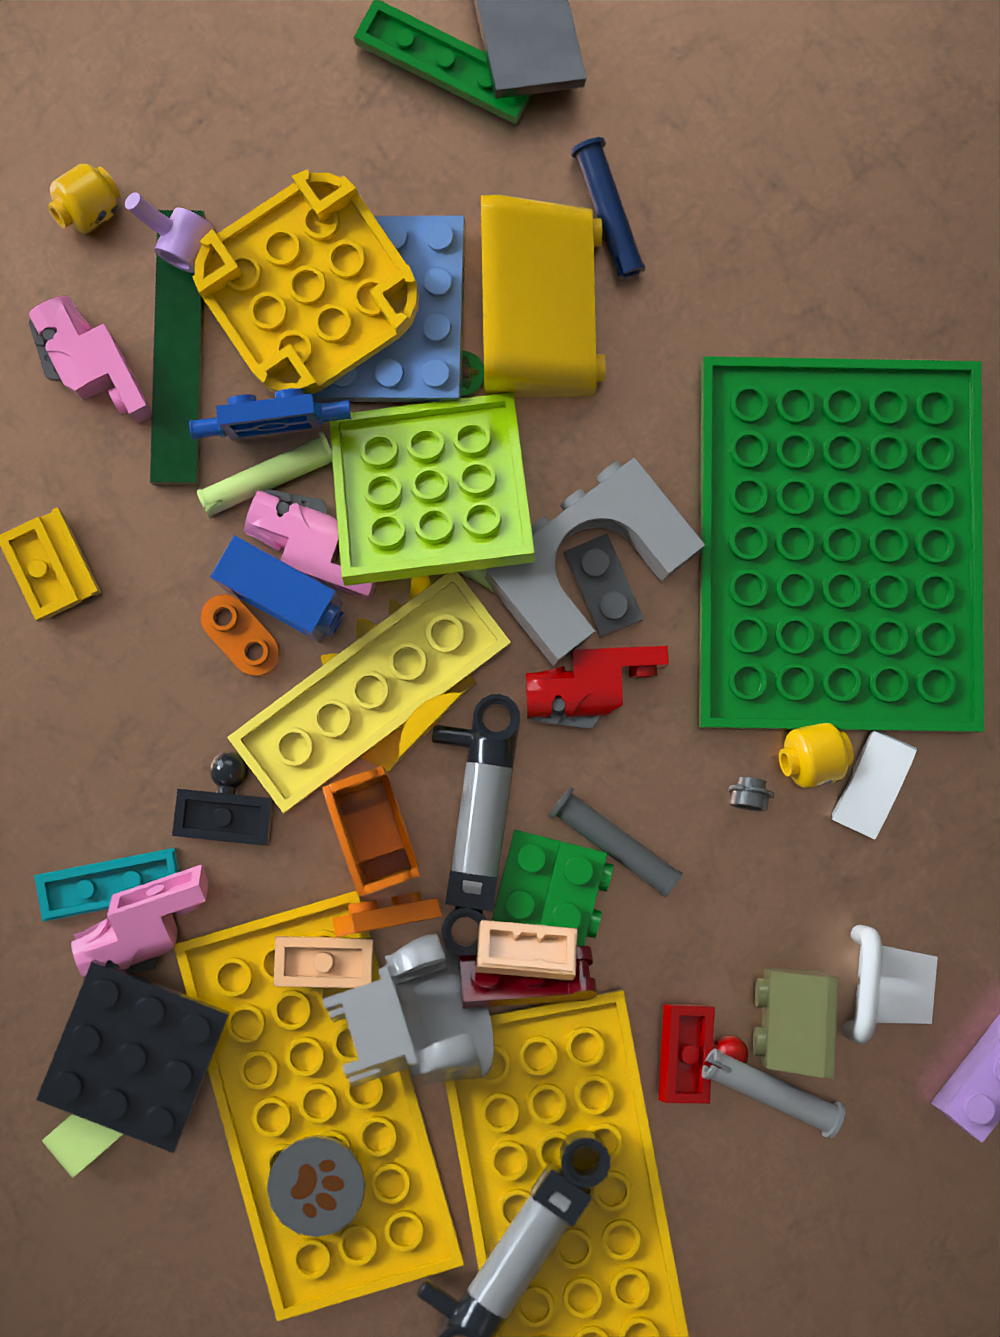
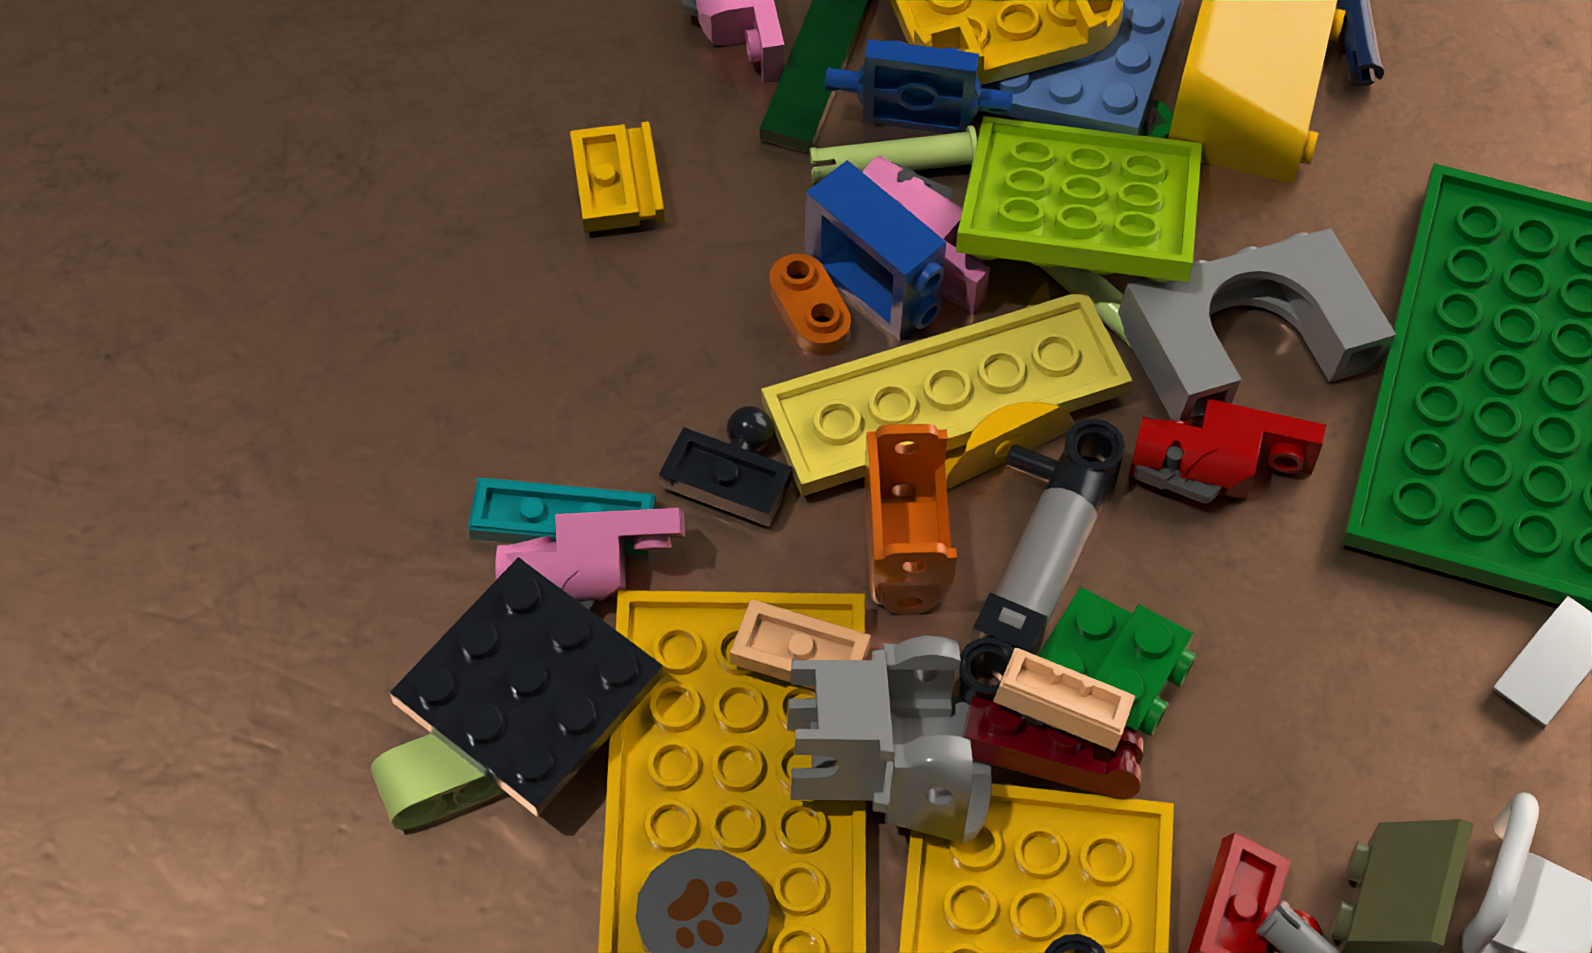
camera: 20 degrees right, 25 degrees down
(404, 910) = (890, 617): orange plate -> none
(603, 585) = (1261, 359): dark grey plate -> none
(616, 842) = (1209, 639): dark grey pin -> none
(750, 794) = (1391, 630): dark grey plate -> none
(816, 755) = (1488, 603): yellow head -> none

